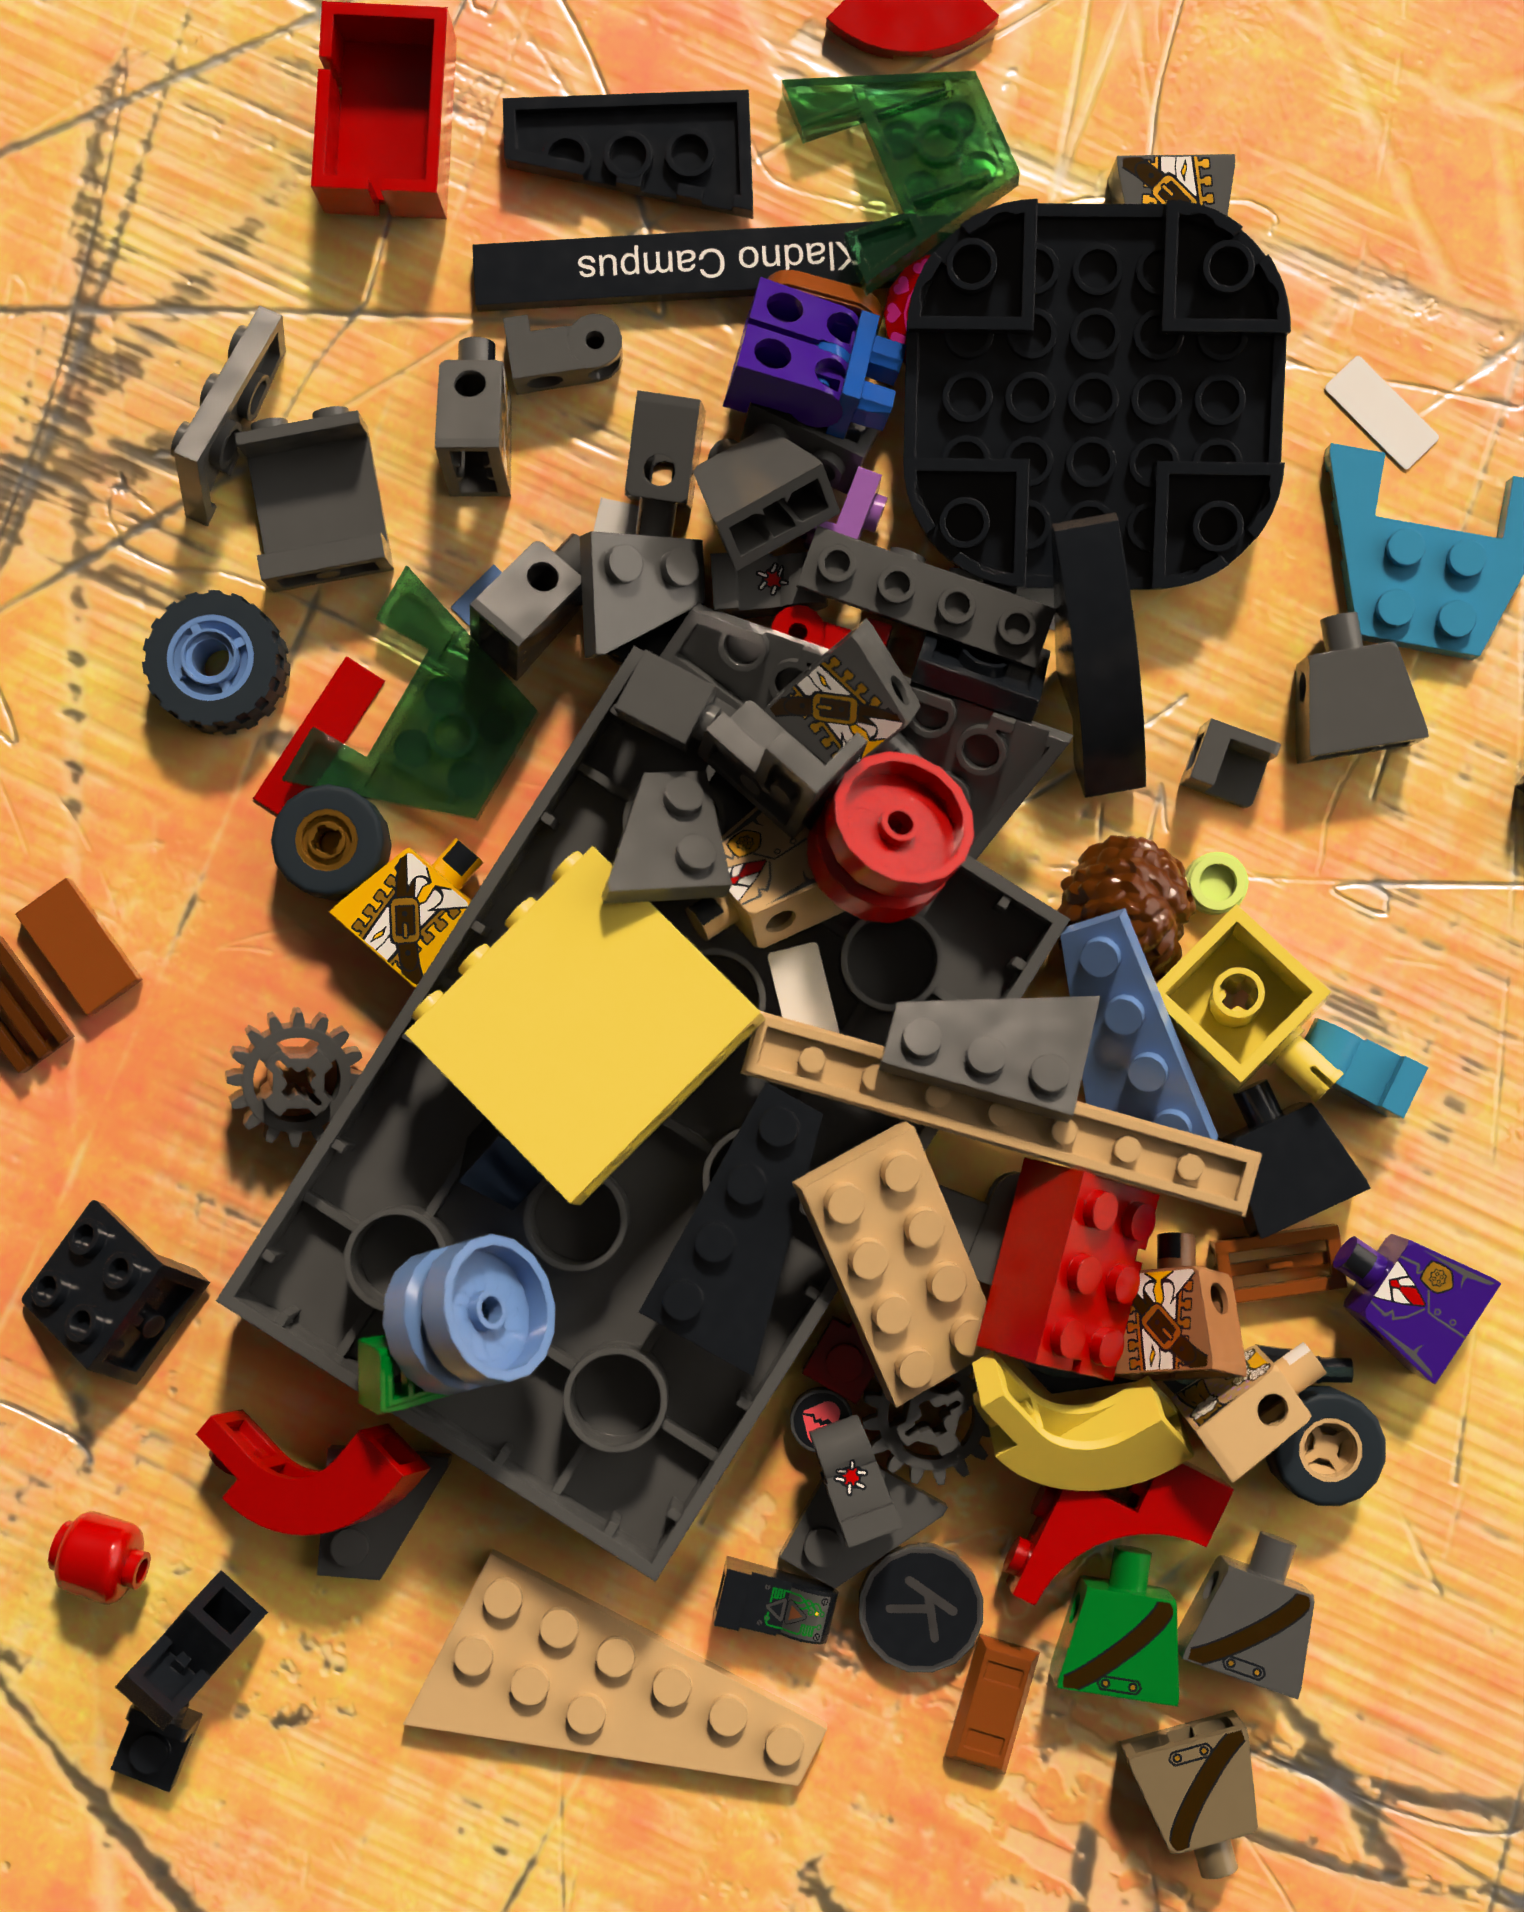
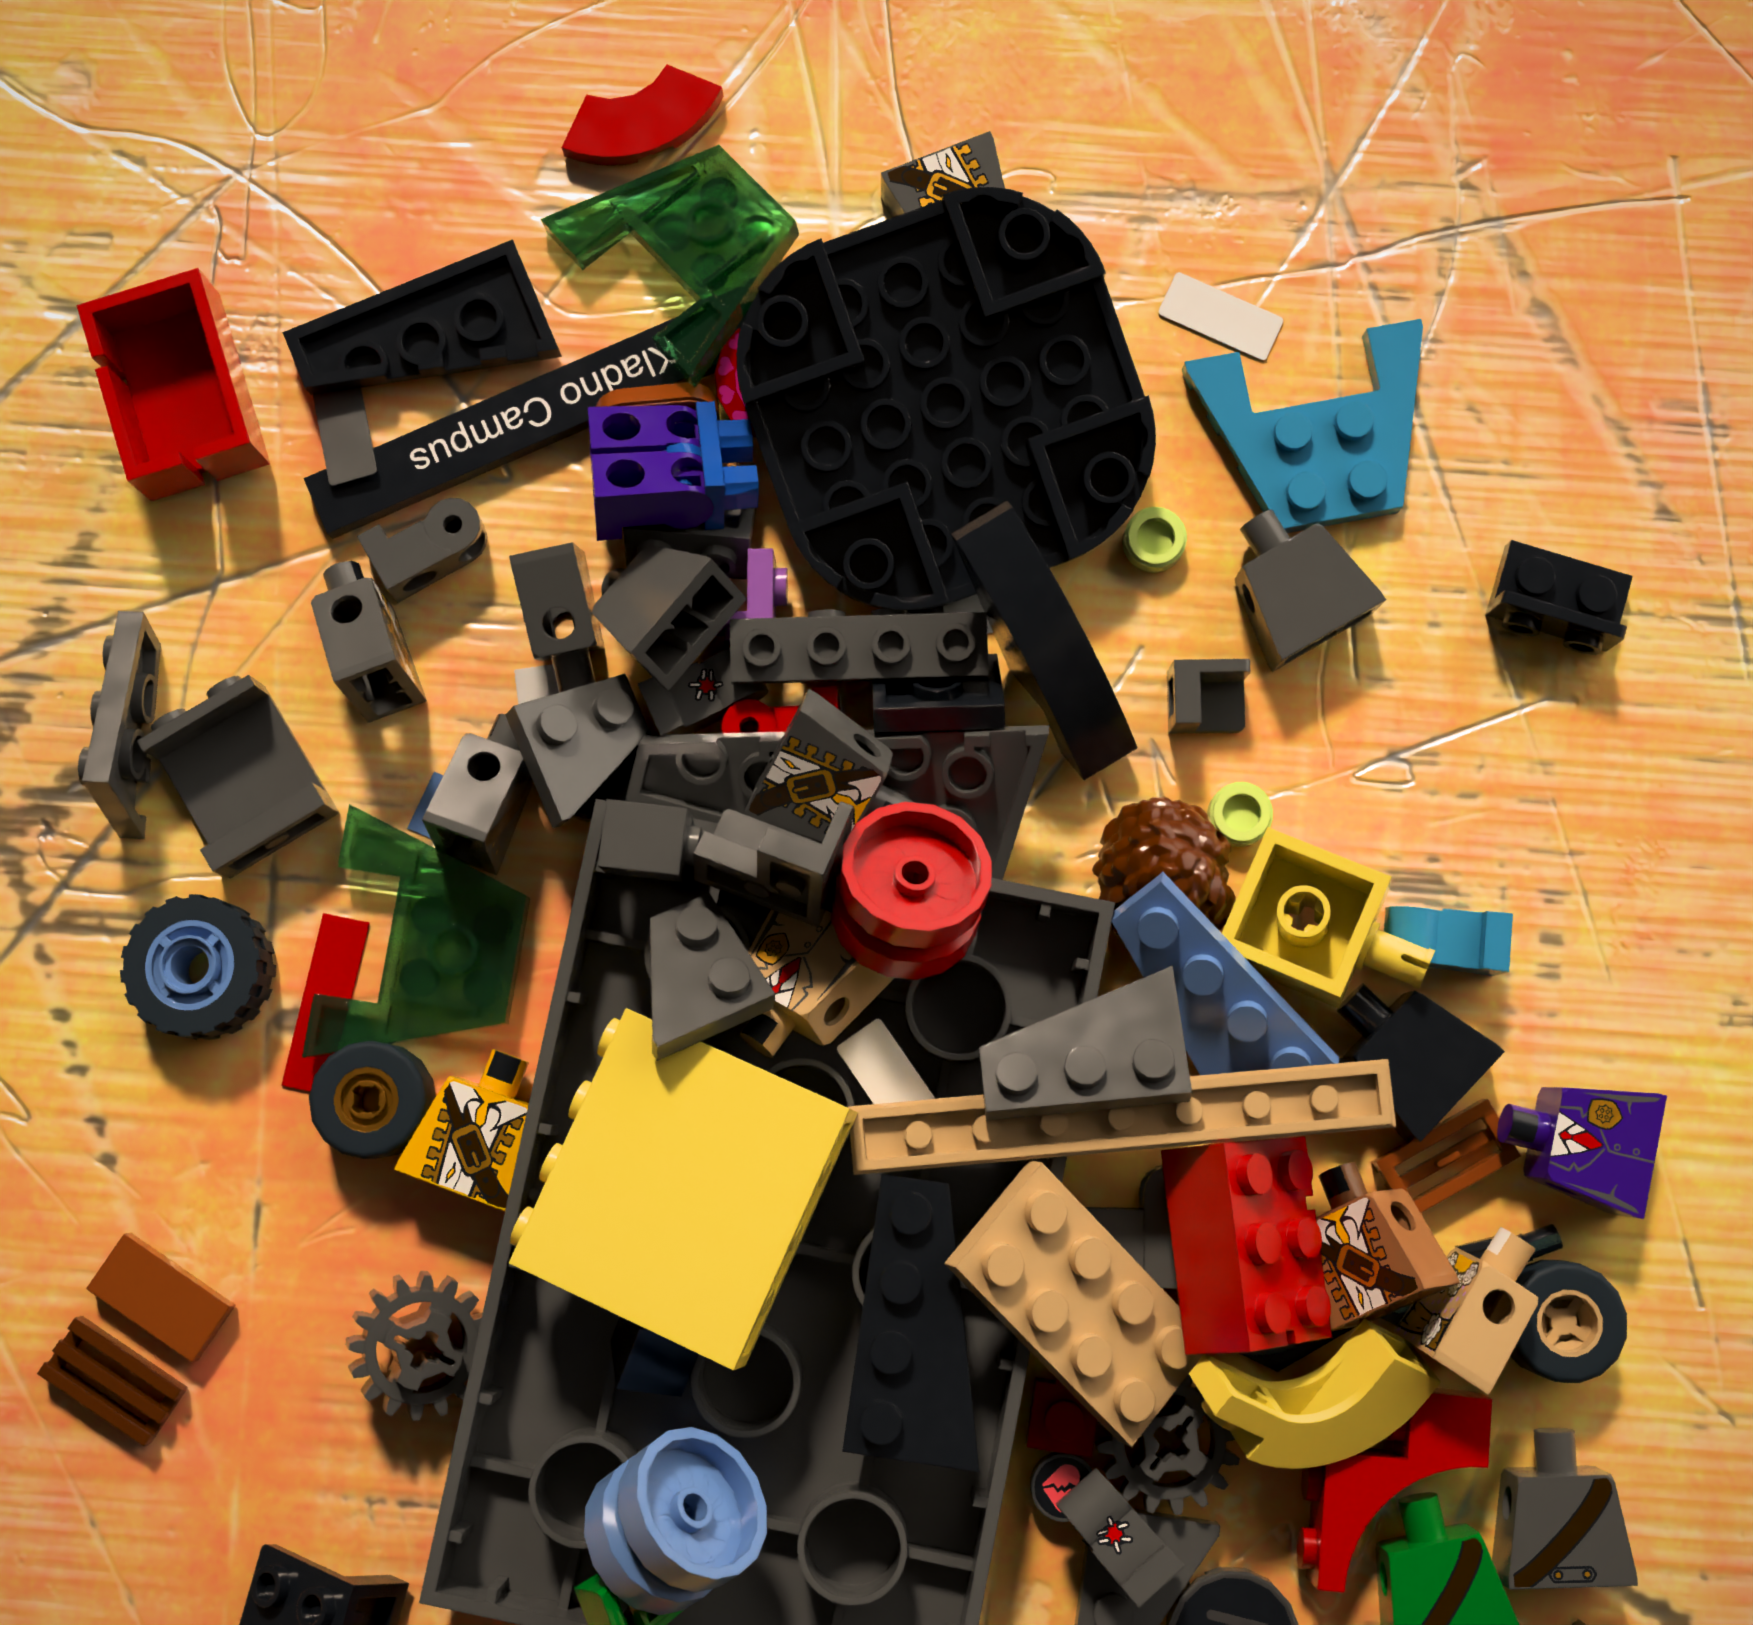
camera: 15 degrees left, 5 degrees down
(525, 218) = (345, 435): none -> dark grey sticker
(1237, 599) = (1154, 539): none -> yellowish green tile

